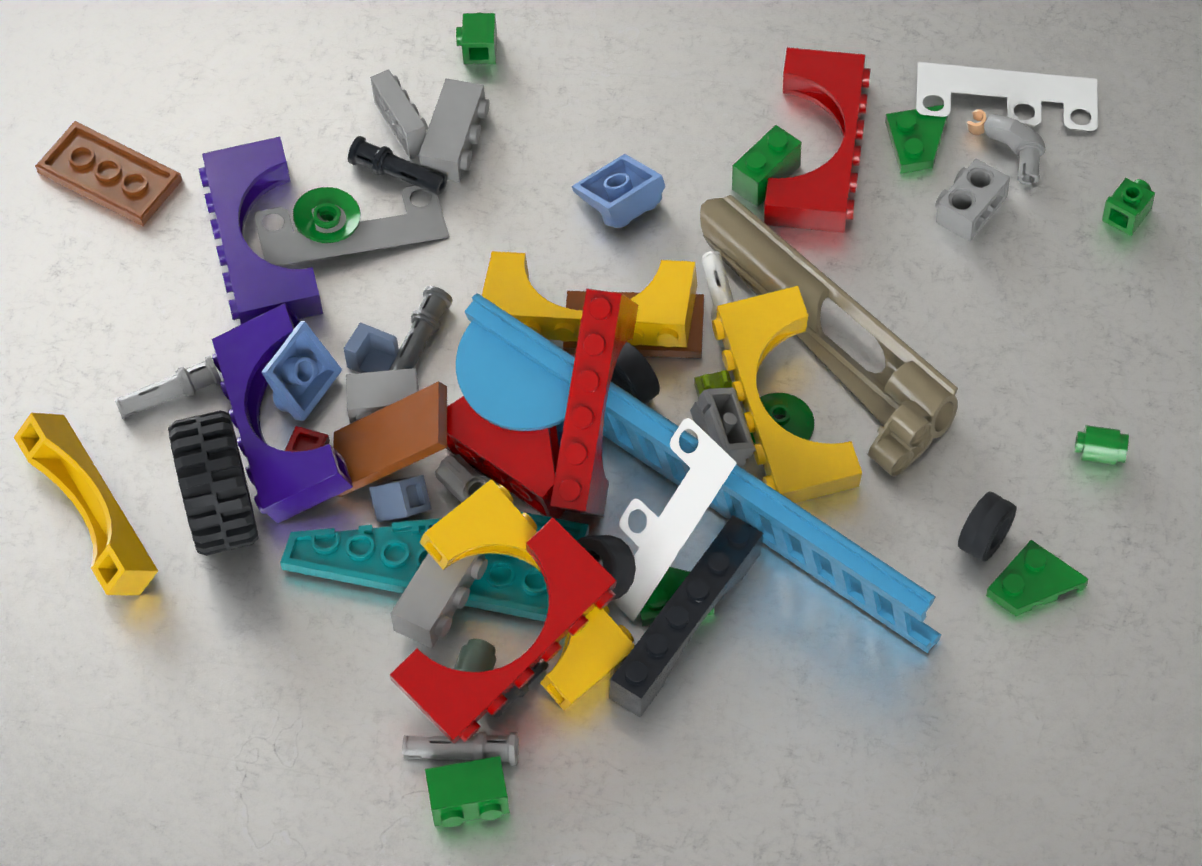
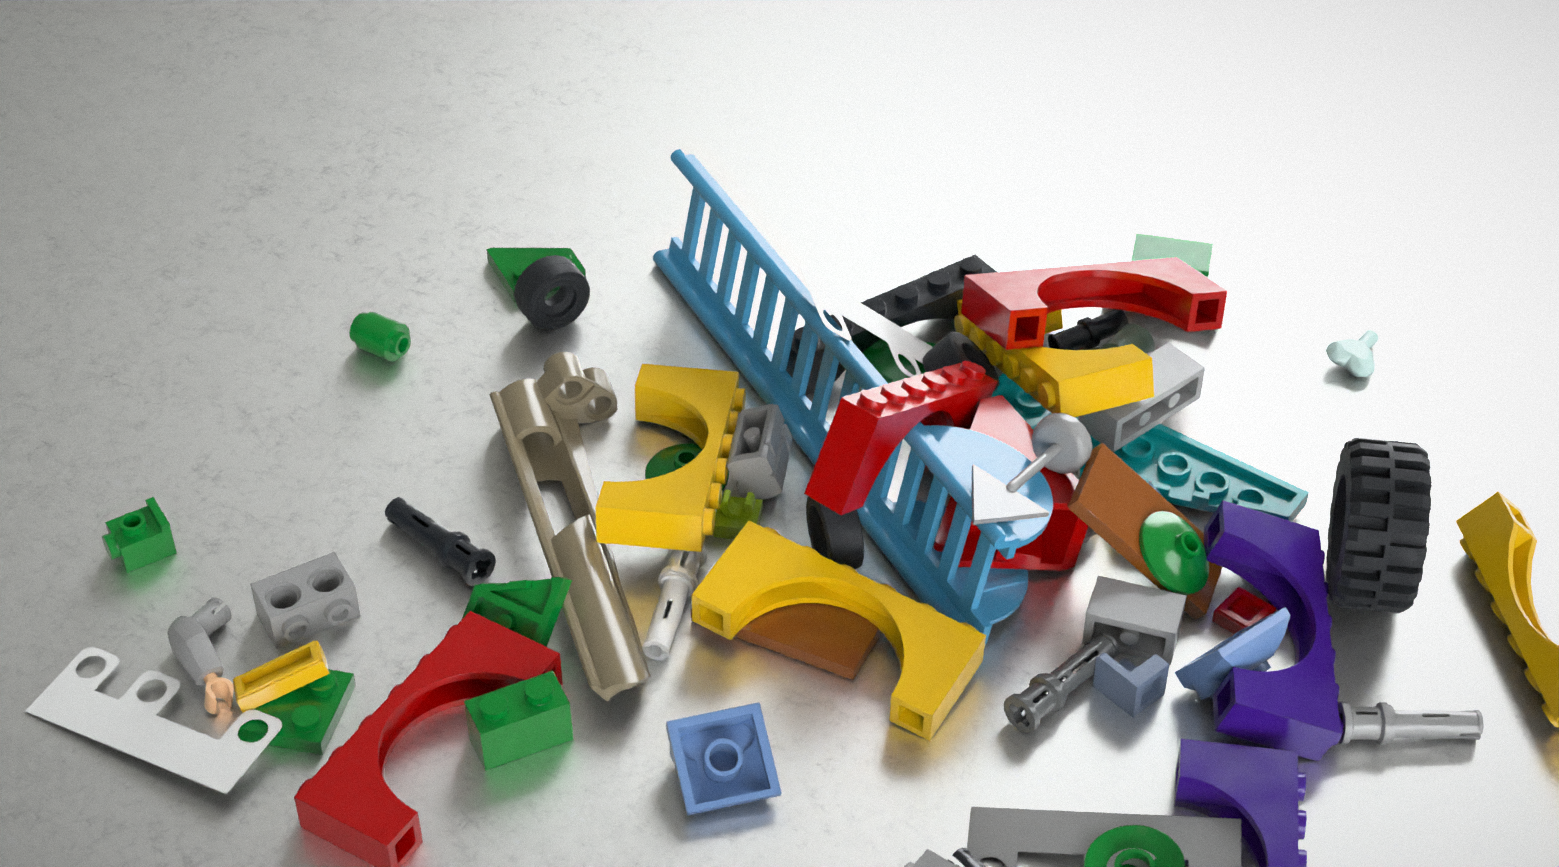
camera: 160 degrees left, 15 degrees down
(274, 752) = (1354, 354): none -> light aqua rock
(366, 437) = (1174, 553): none -> green dish
(485, 327) = (1059, 445): none -> light grey piece
(815, 235) = (522, 605): none -> green wing
(903, 279) = (451, 548): none -> black pin
(943, 140) = (280, 676): none -> yellow tile

